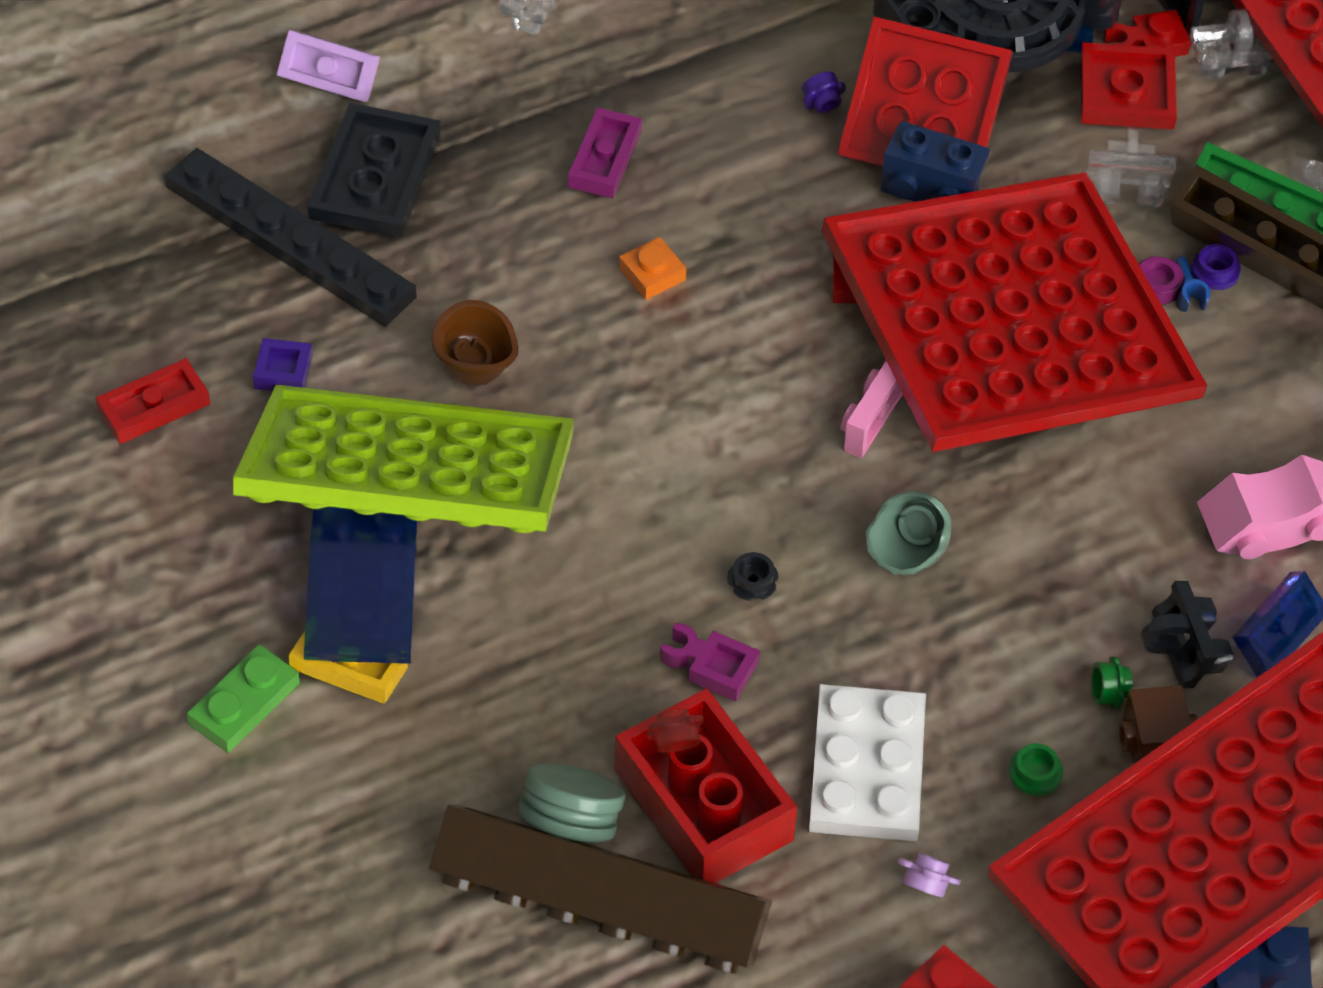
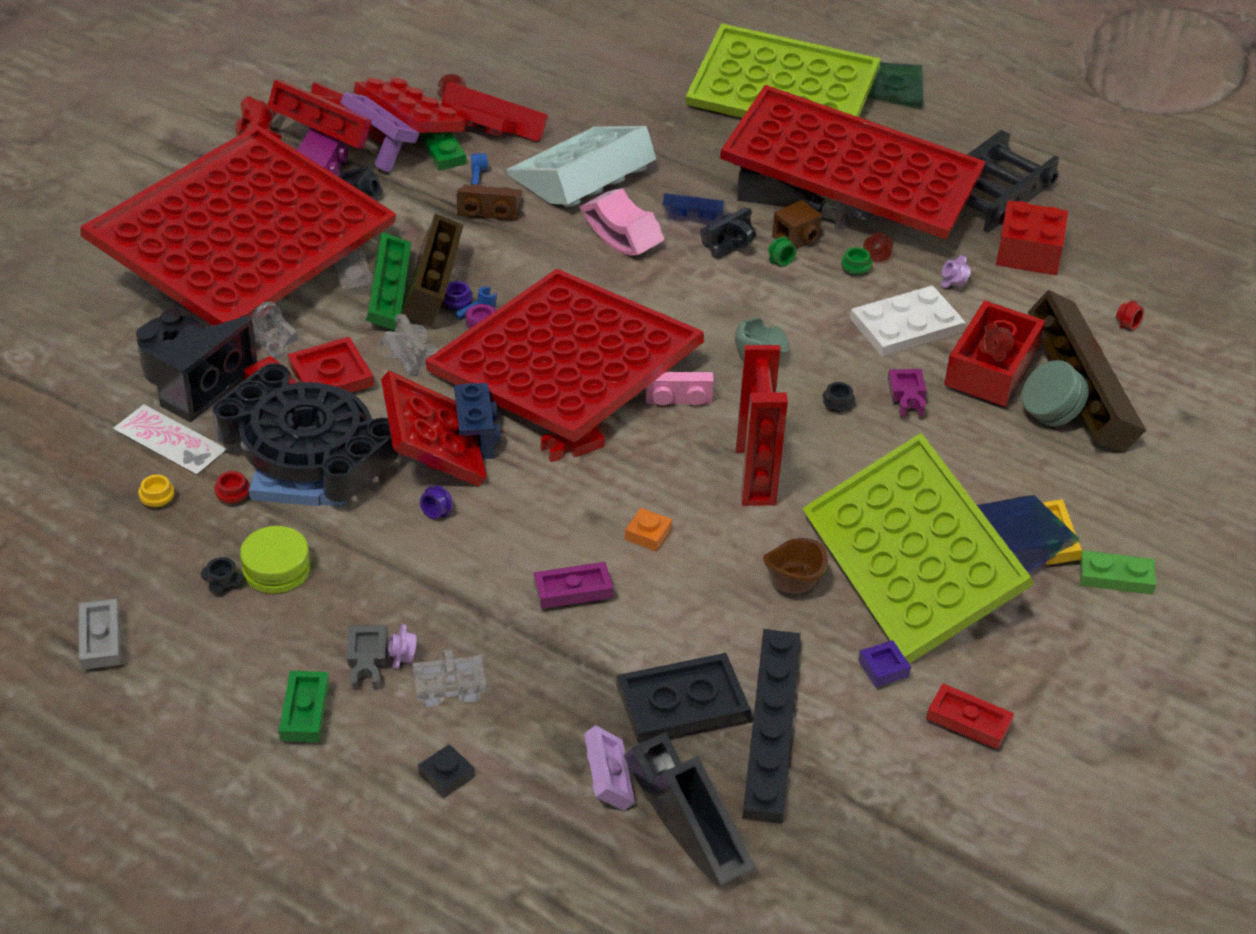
camera: 120 degrees left, 10 degrees down
(227, 93) = (690, 808): none -> black slope
(639, 365) = (761, 425): none -> red fence
(1049, 809) = (885, 250): none -> clear red plate

